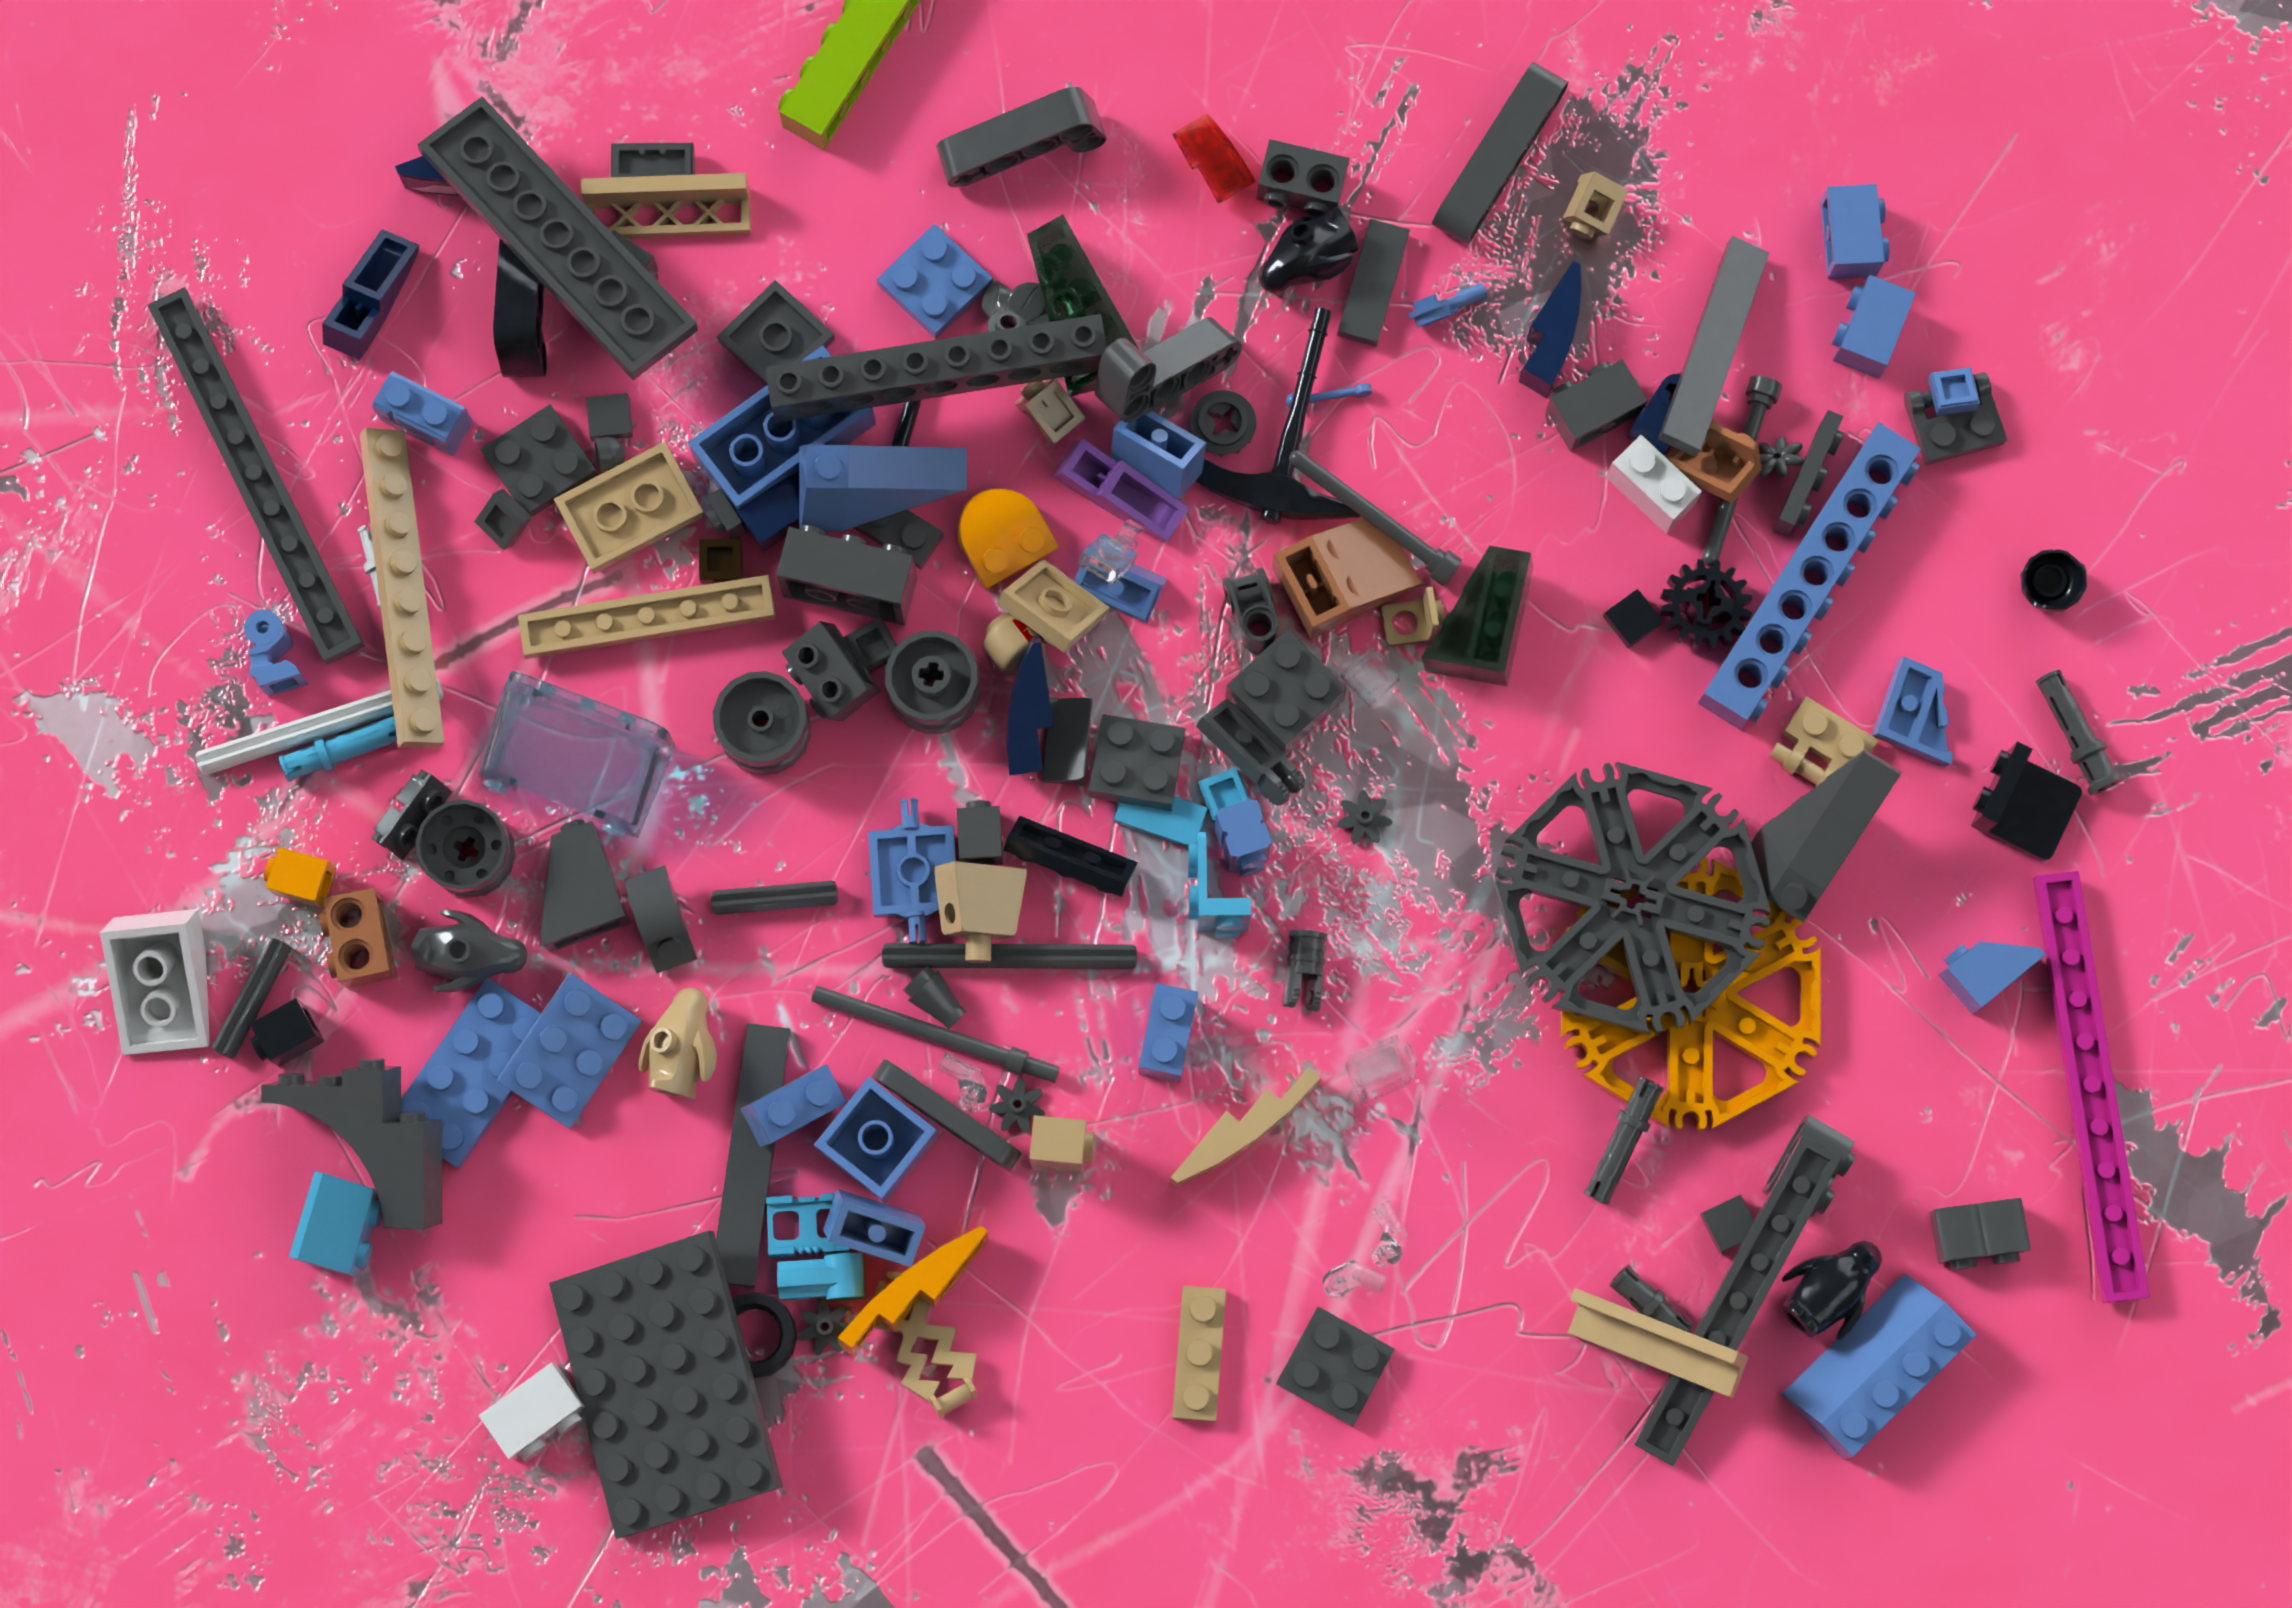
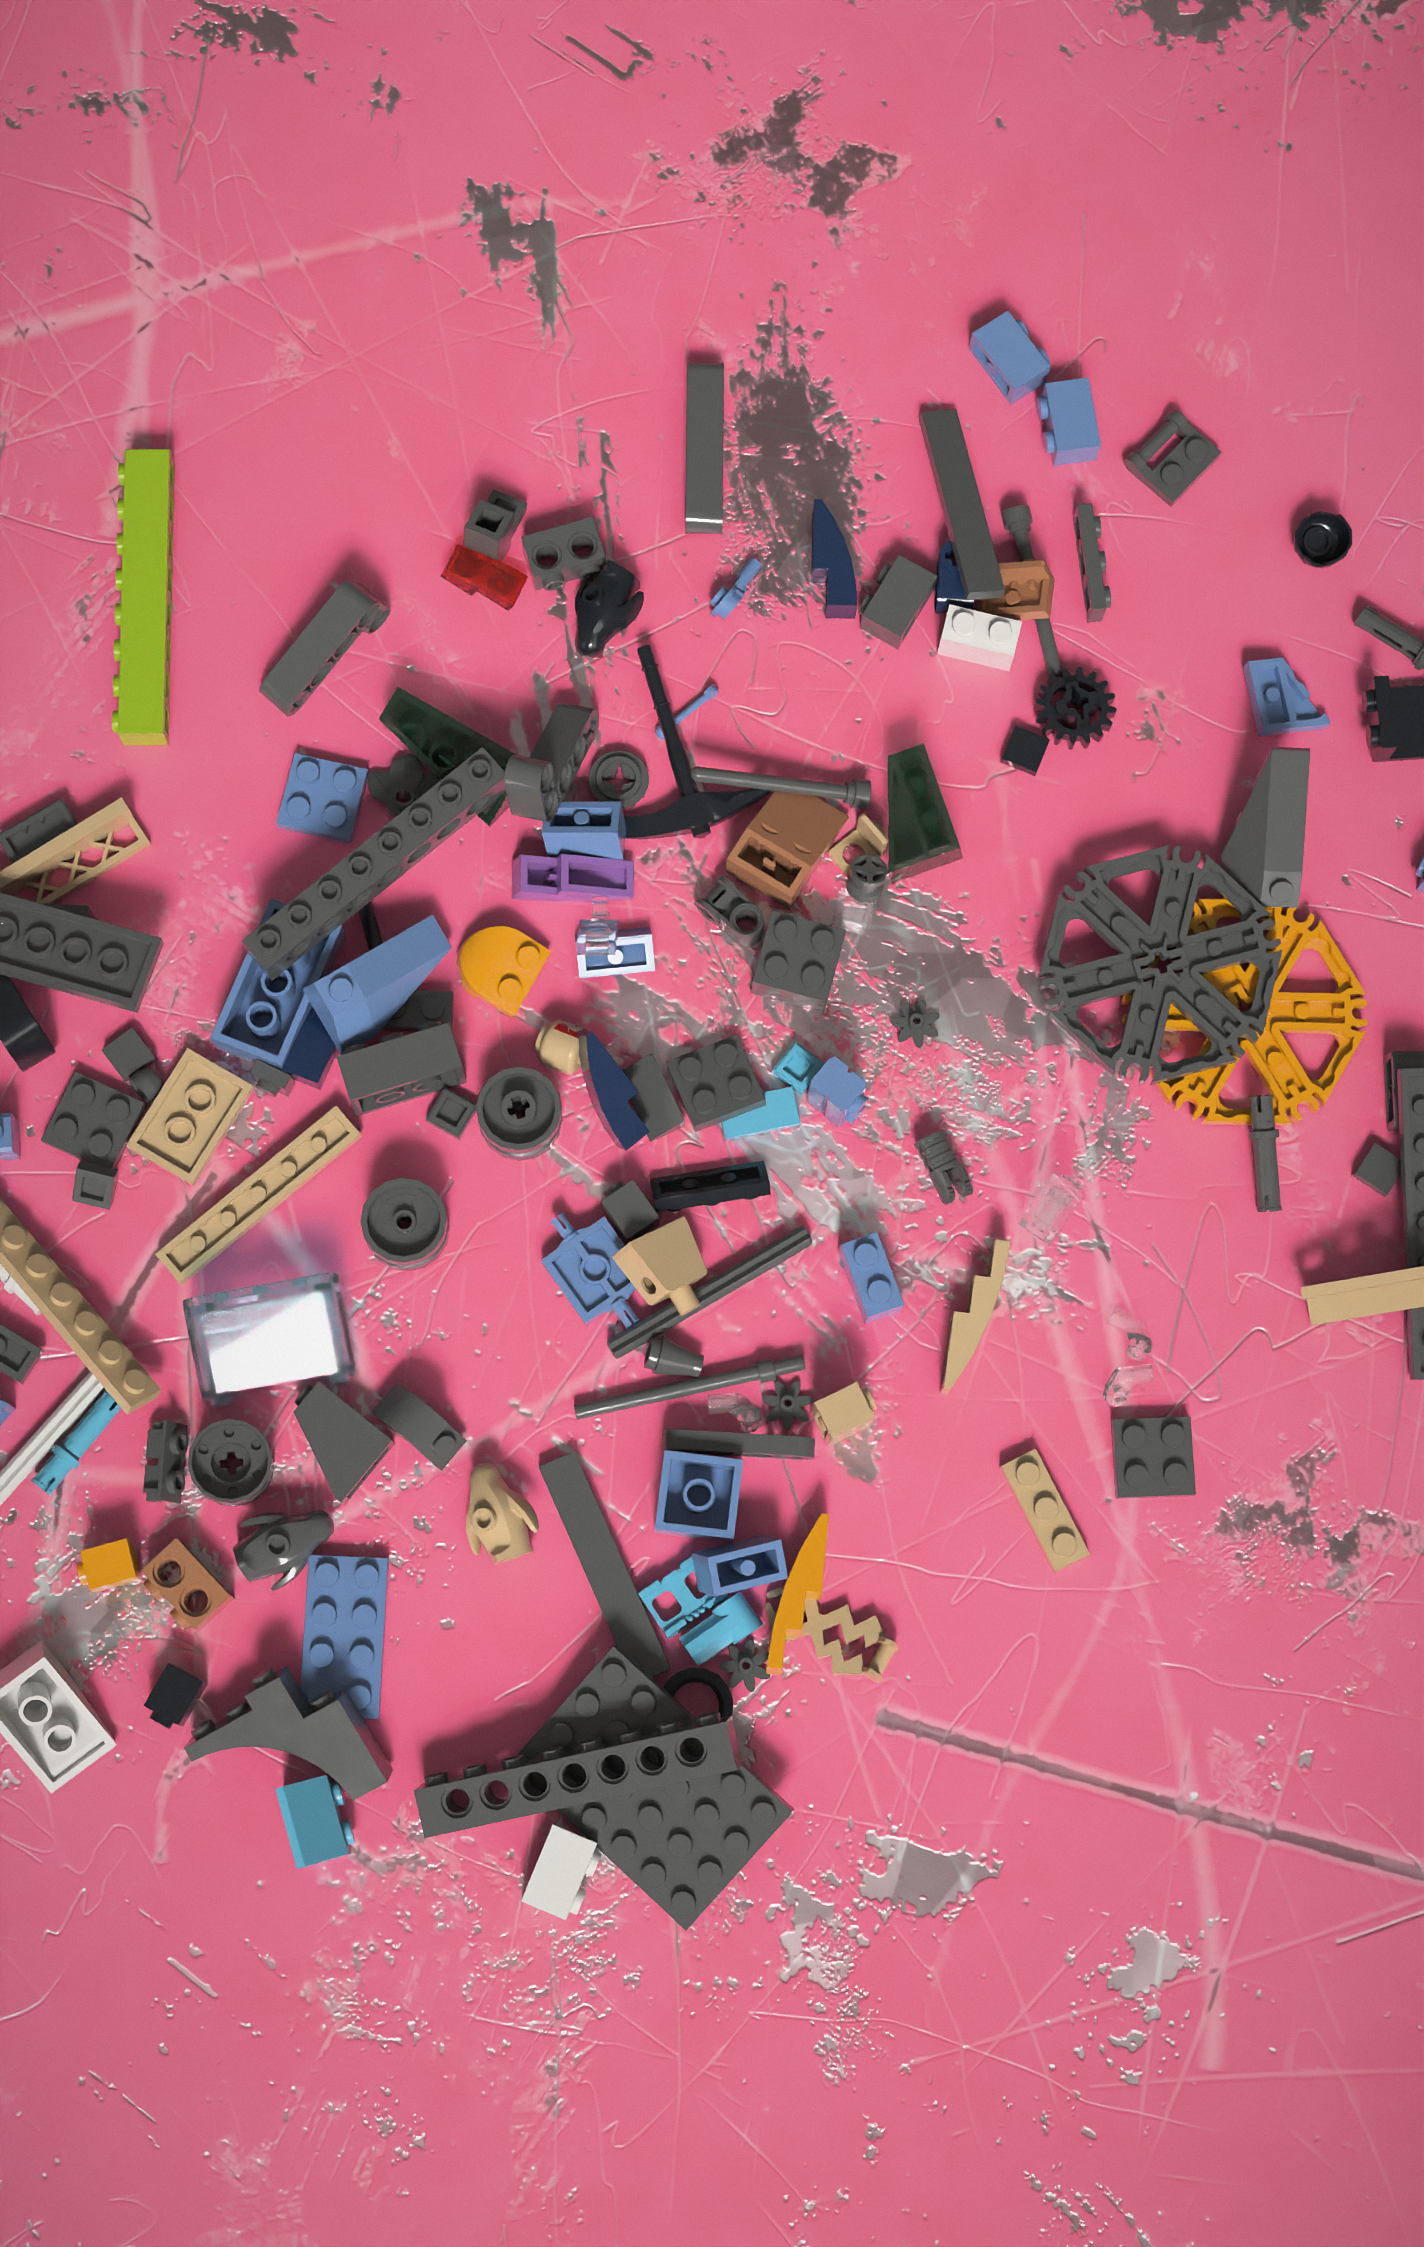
camera: 35 degrees left, 0 degrees up
(251, 998) = (128, 1685): dark grey axle -> none
(458, 1291) = (442, 1815): none -> dark grey brick
(569, 1050) = (411, 1572): medium blue plate -> none
(720, 560) = (290, 1116): dark brown plate -> none
(774, 332) = (222, 913): dark grey plate -> none
(774, 897) = (497, 1356): dark grey axle -> none
(793, 1105) = (617, 1508): medium blue brick -> none
(830, 672) = (433, 1153): dark grey brick -> none
(1049, 408) = (477, 847): tan bracket -> none
(1053, 605) = (577, 998): tan plate -> none
(1219, 915) = (856, 1164): medium azure bracket -> none
(1251, 113) = (494, 525): none -> dark grey brick
(1252, 752) = (800, 1022): dark grey hinge -> none
(1373, 282) = (667, 604): dark grey tile -> none
(1410, 650) = (869, 868): none -> dark grey wheel
(1605, 199) = (809, 439): tan brick -> none
(1647, 1299) = (1354, 1264): dark grey pin -> none
(1779, 457) = (1061, 561): dark grey plant -> none
(1824, 735) = (1225, 757): tan plate -> none
(1881, 452) = (1134, 514): medium blue brick -> none
(1953, 391) = (1161, 437): medium blue tile -> none

